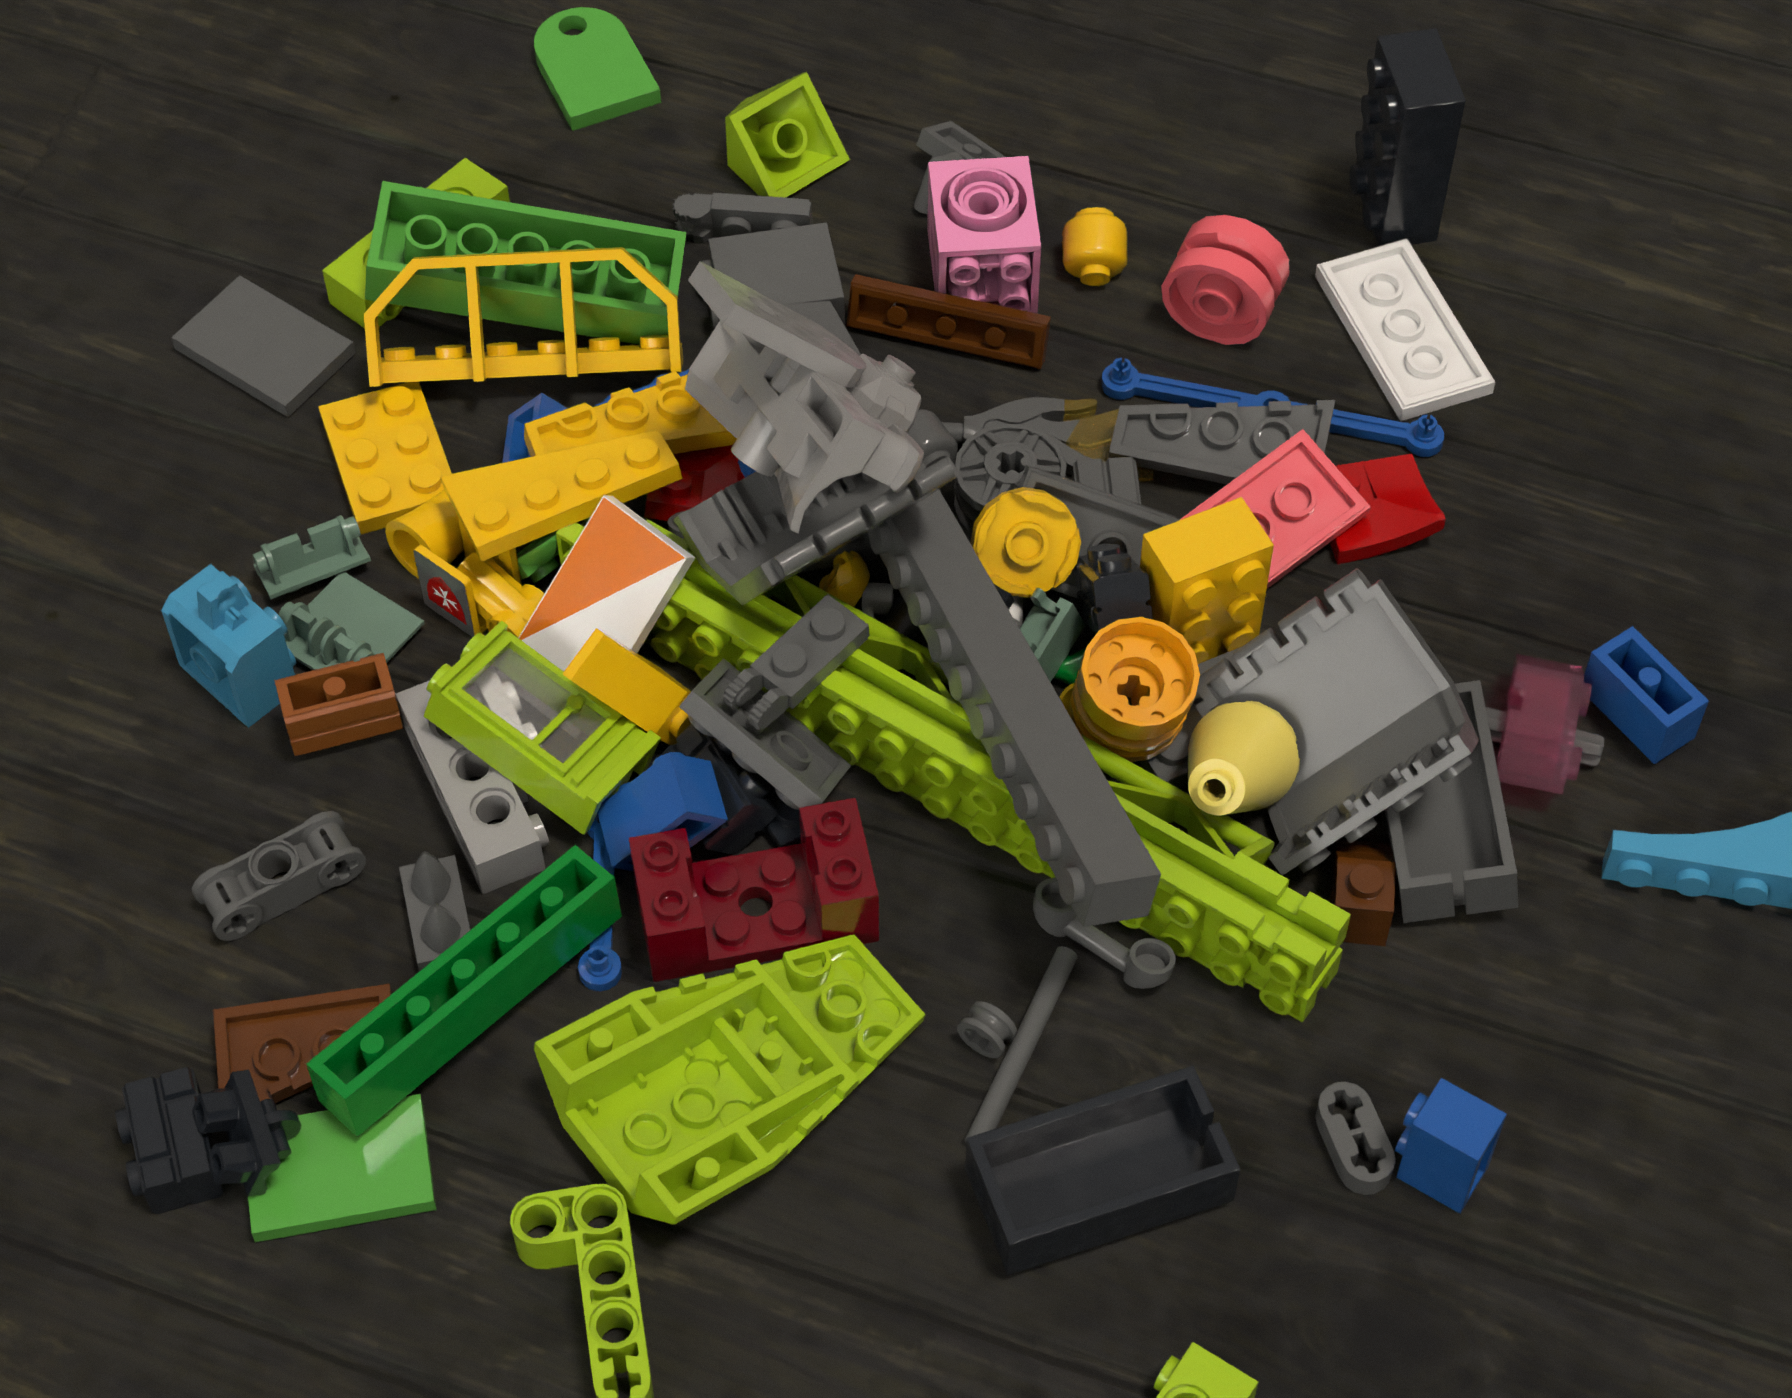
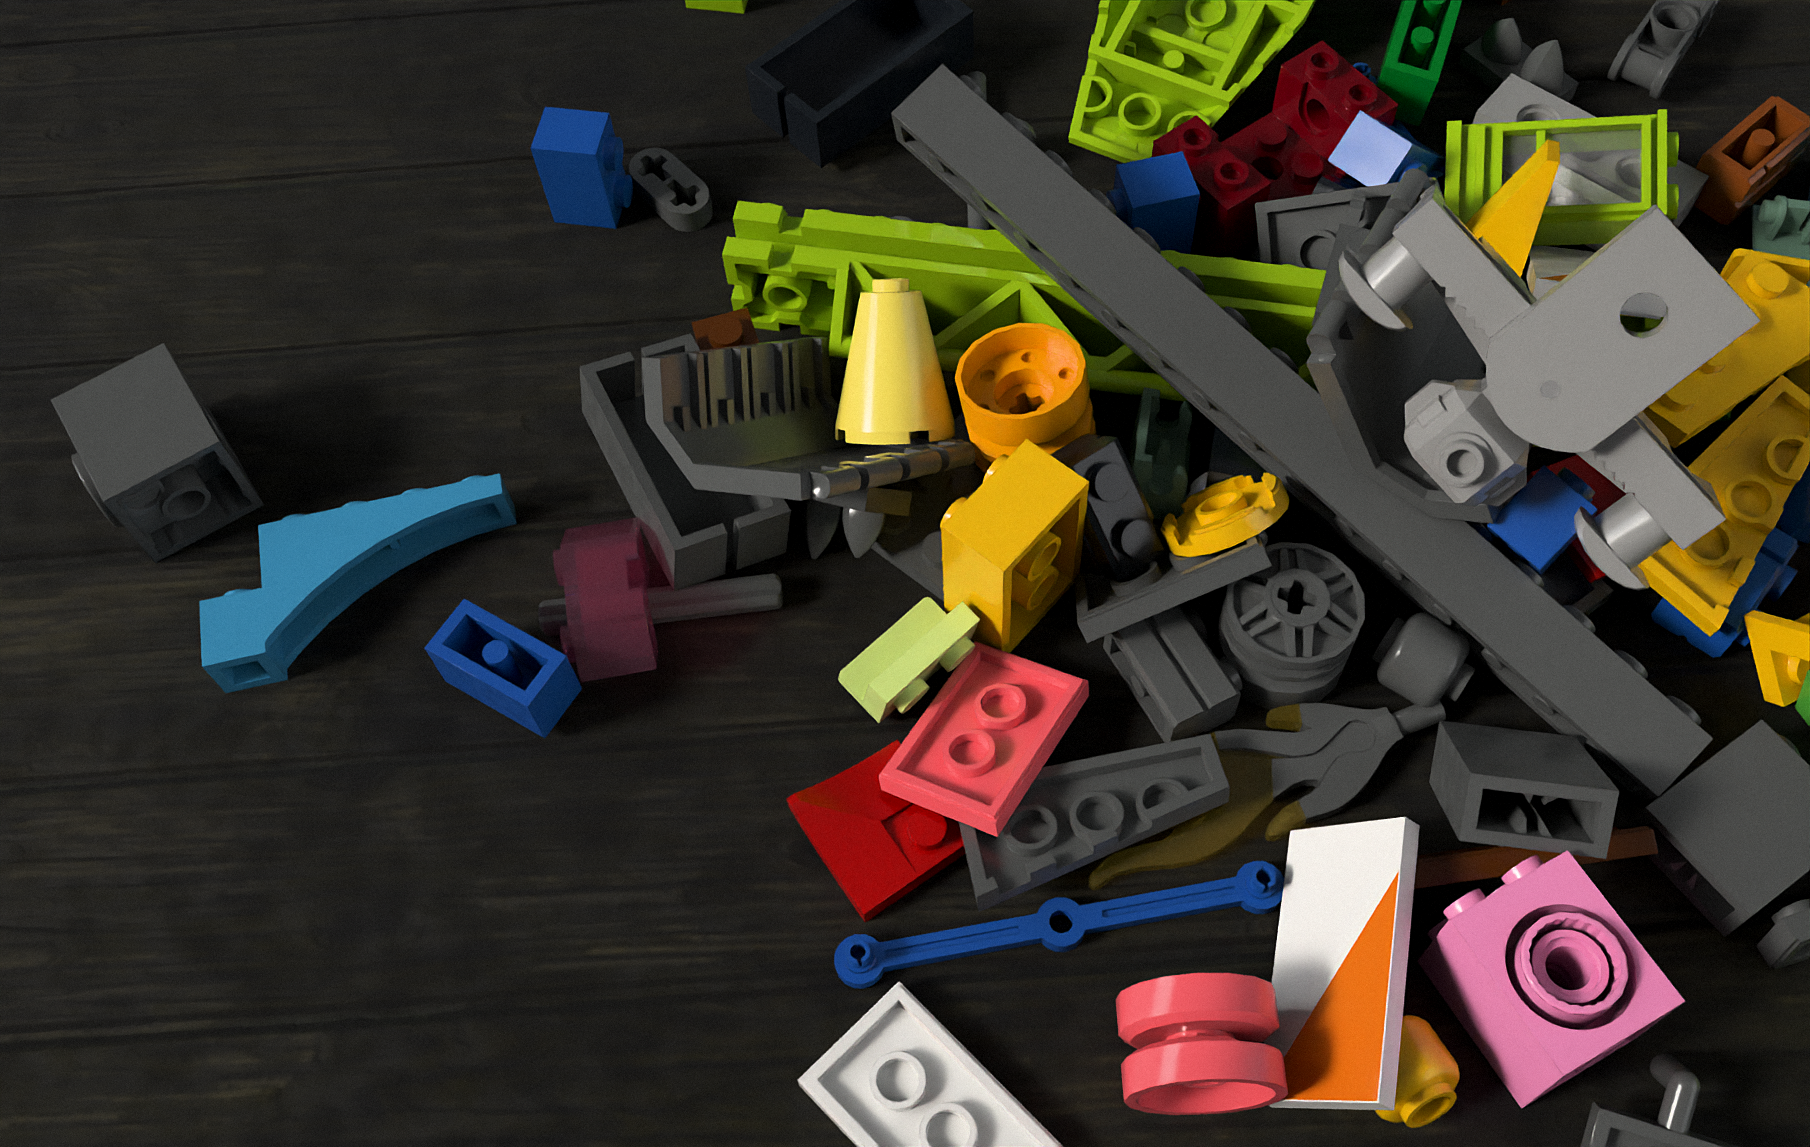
camera: 160 degrees right, 5 degrees up
(914, 855) = (1158, 198): none -> blue brick
(929, 321) = (1522, 789): none -> dark grey brick
(1101, 296) = (1344, 962): none -> tile
(1305, 574) = (899, 662): none -> yellowish green bracket

